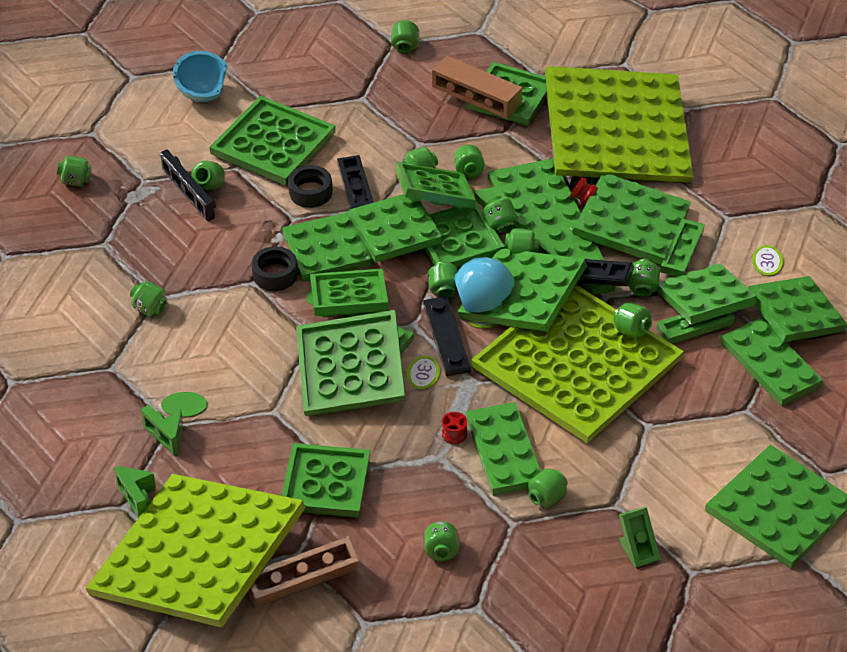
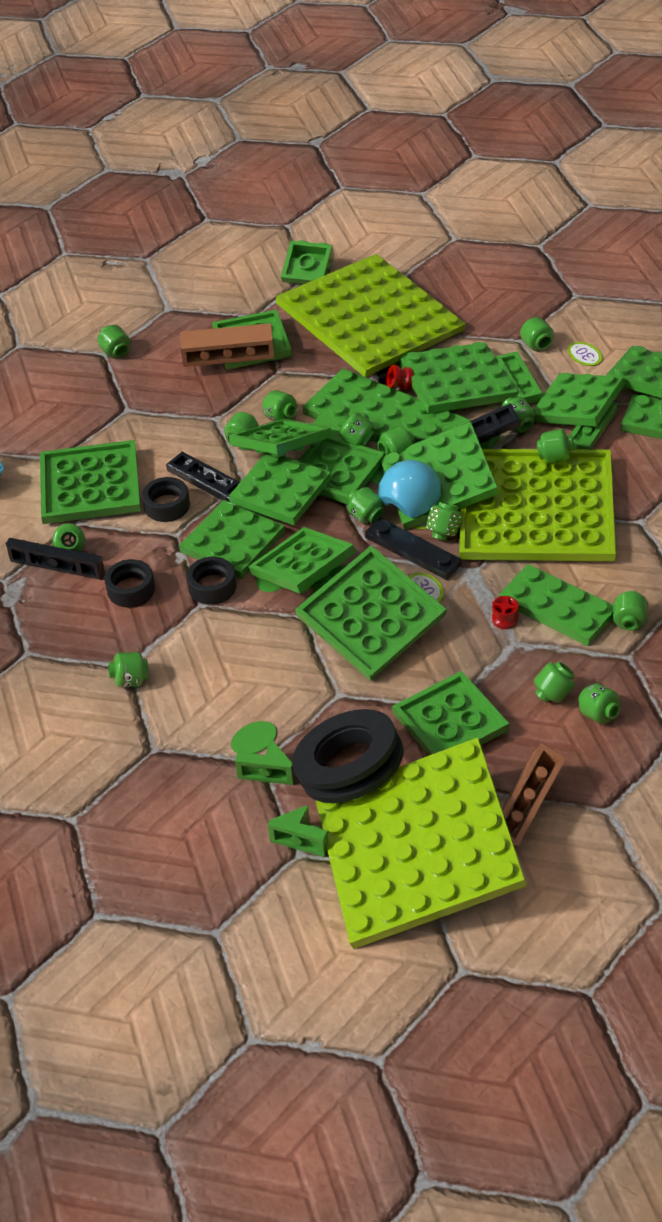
camera: 35 degrees left, 0 degrees up
(199, 475) = (354, 778): none -> black tyre
(220, 247) = (129, 569): none -> black tyre
(424, 502) = (554, 682): none -> bright green head
(485, 327) = (444, 520): none -> bright green head
(622, 51) = (307, 261): none -> bright green plate
(739, 219) = (537, 334): none -> bright green head

